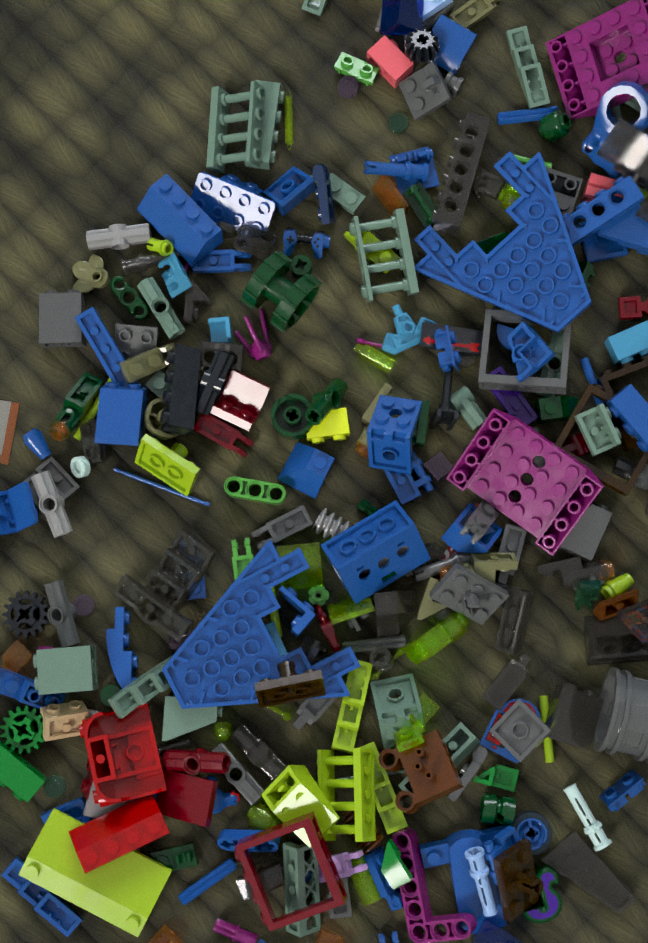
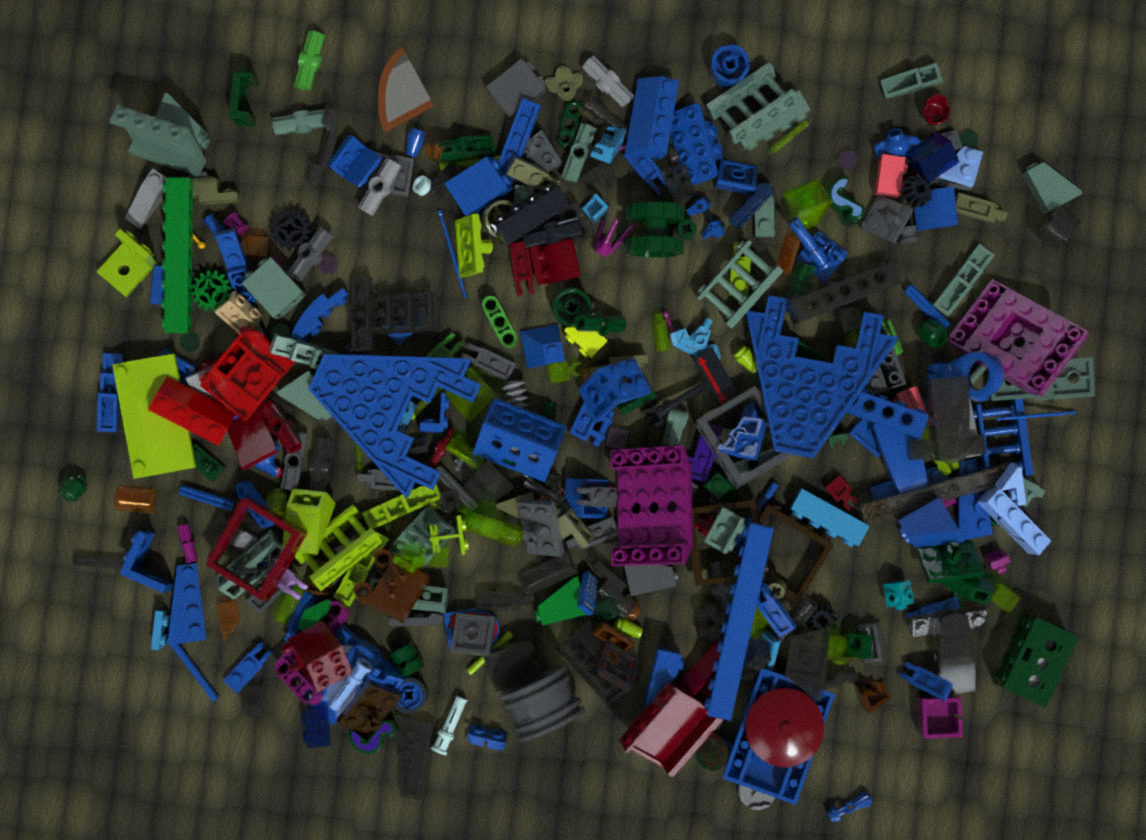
camera: 45 degrees right, 5 degrees up
(163, 247) = (623, 120): lime pin -> none
(186, 111) = (722, 58): none -> blue brick
(222, 730) = (315, 429): clear neon green hinge -> none
(289, 686) = (379, 451): dark brown plate -> none
(313, 591) = (465, 422): bright green plate -> none
(342, 470) = (561, 372): none -> clear neon green plate
(358, 68) = (865, 156): bright green hinge -> none
(358, 144) = (808, 203): none -> clear neon green slope
(366, 35) = (895, 144): none -> blue piece
(382, 118) = (843, 204): none -> dark green animal
(429, 676) = (463, 542): none -> lime plate
(435, 890) = (318, 656): none -> dark red container
(446, 341) = (710, 376): blue hinge -> none
(454, 300) = (746, 358): none -> lime cone
(500, 777) = (431, 645): green slope -> none
(551, 627) = (561, 604): none -> green slope
(560, 597) = (588, 593): none -> blue tile

